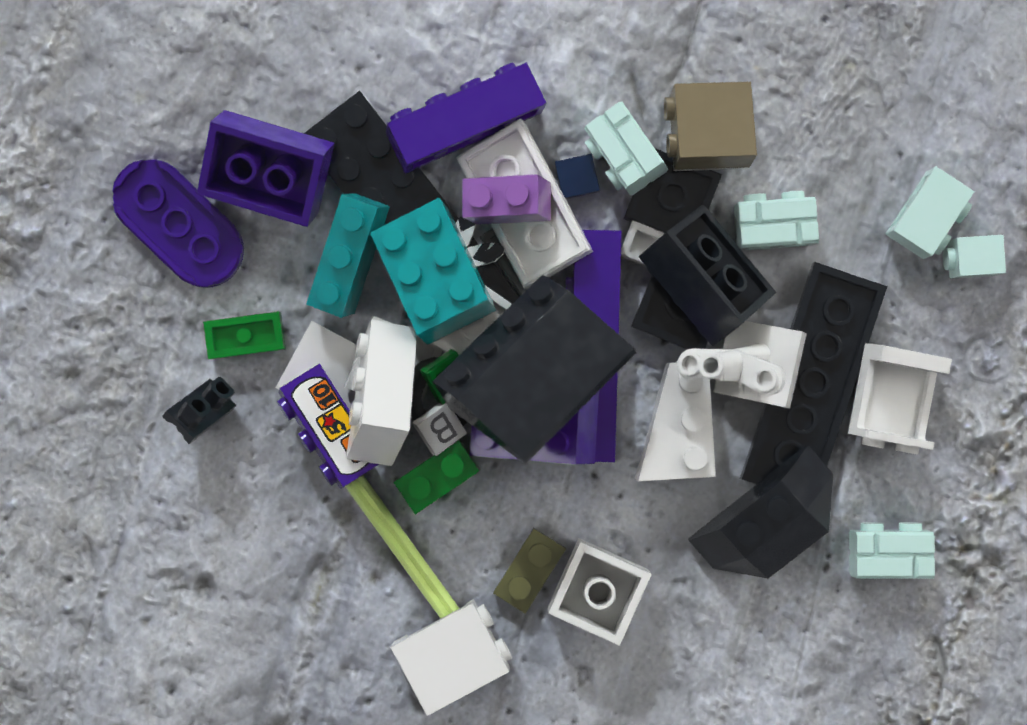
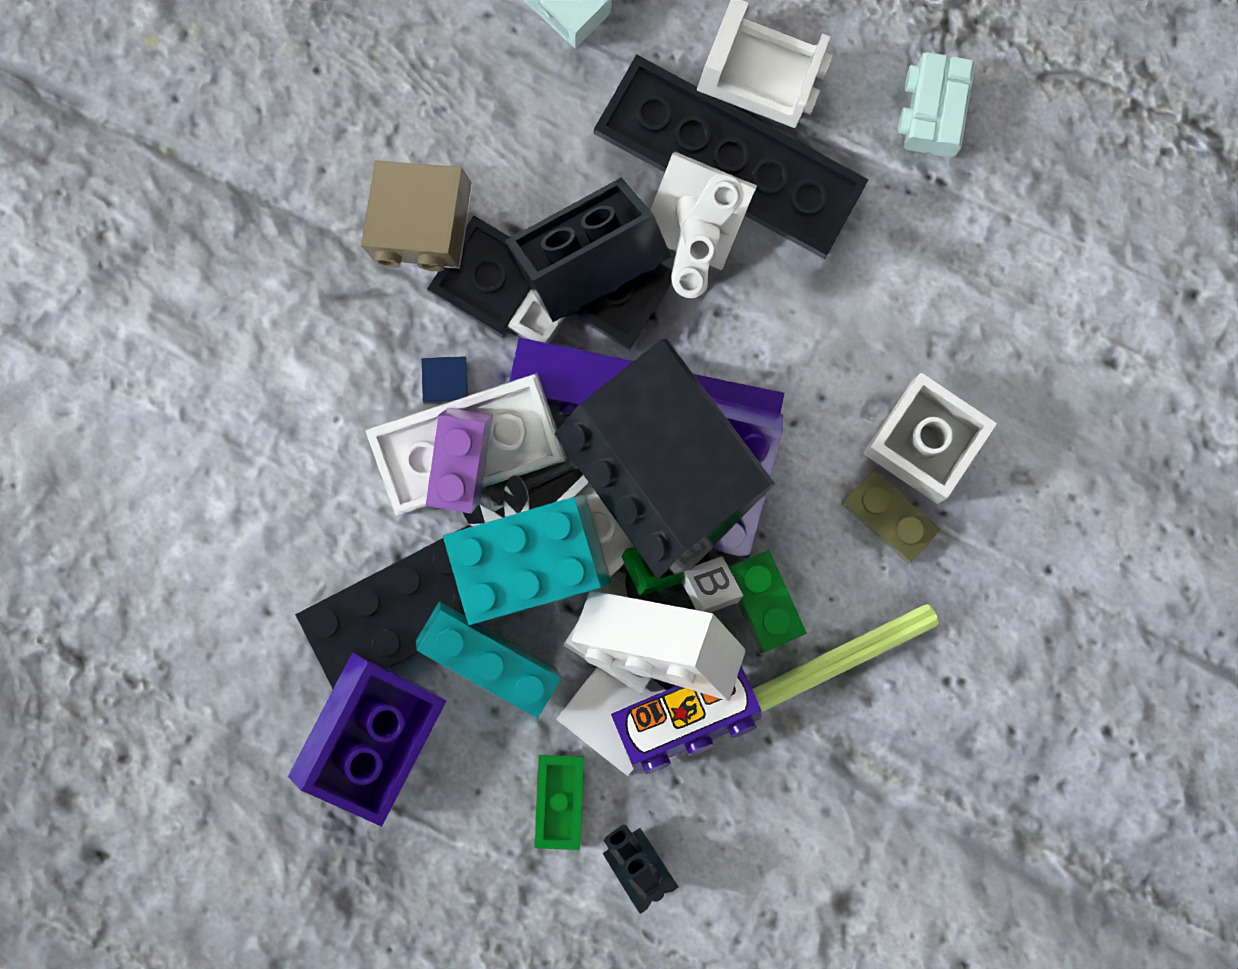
camera: 90 degrees left, 5 degrees down
(177, 223) = (410, 860): dark purple tile -> none
(452, 657) = (978, 622): white panel -> none
(465, 116) = (351, 495): dark purple brick -> none
(625, 149) = (424, 317): light aqua brick -> none
(679, 431) = (760, 314): white wedge -> none
(771, 520) = (879, 230): black wedge -> none
(776, 222) = (540, 164): light aqua brick -> none

